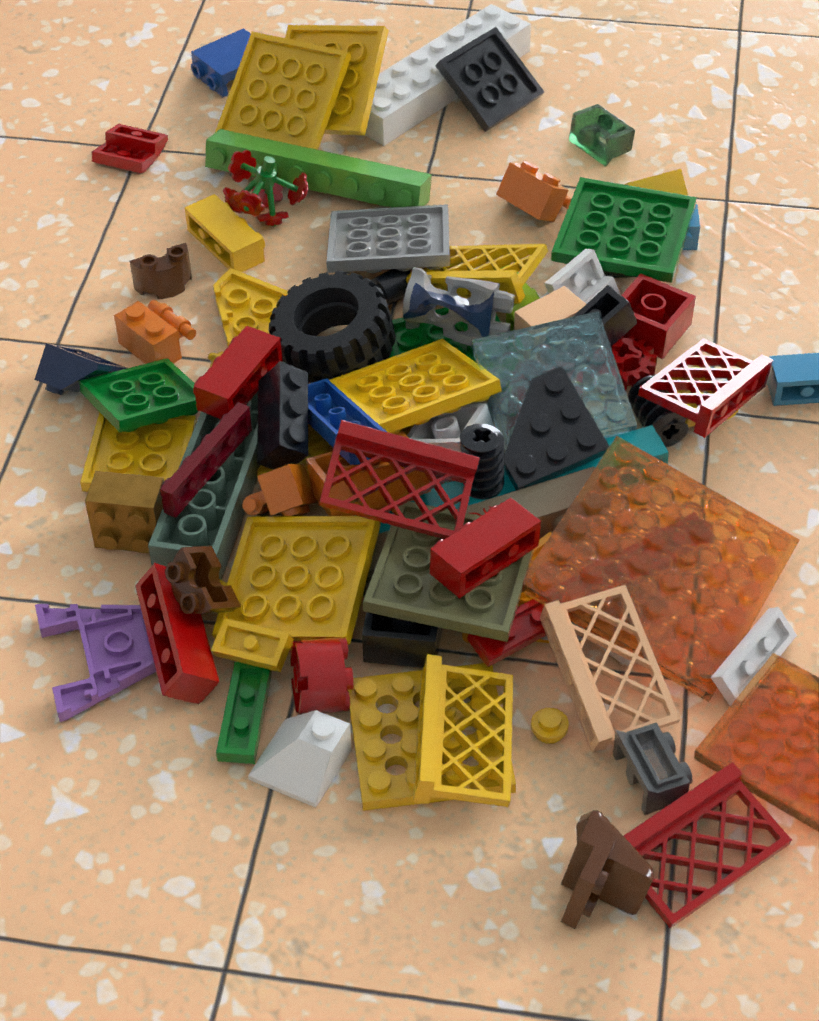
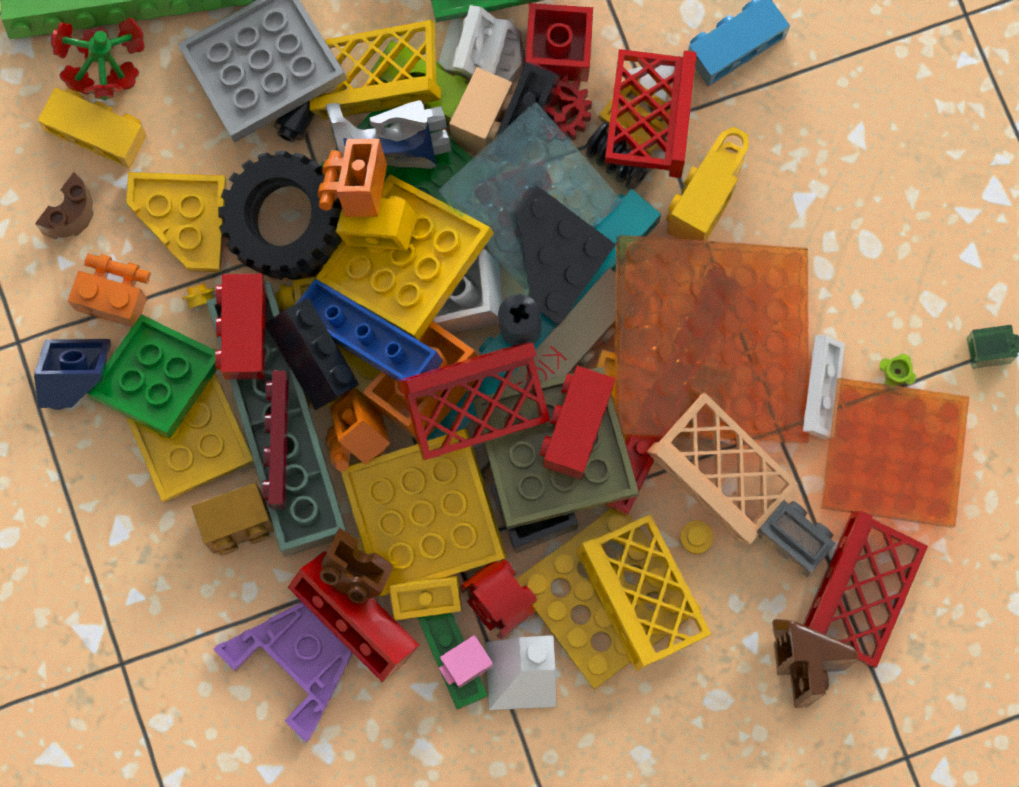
camera: 30 degrees left, 30 degrees up
(250, 708) = (465, 662): none -> bright pink brick
(404, 351) = (387, 231): none -> yellow brick
(406, 301) = (360, 178): none -> orange brick
(730, 452) = (707, 189): none -> yellow brick

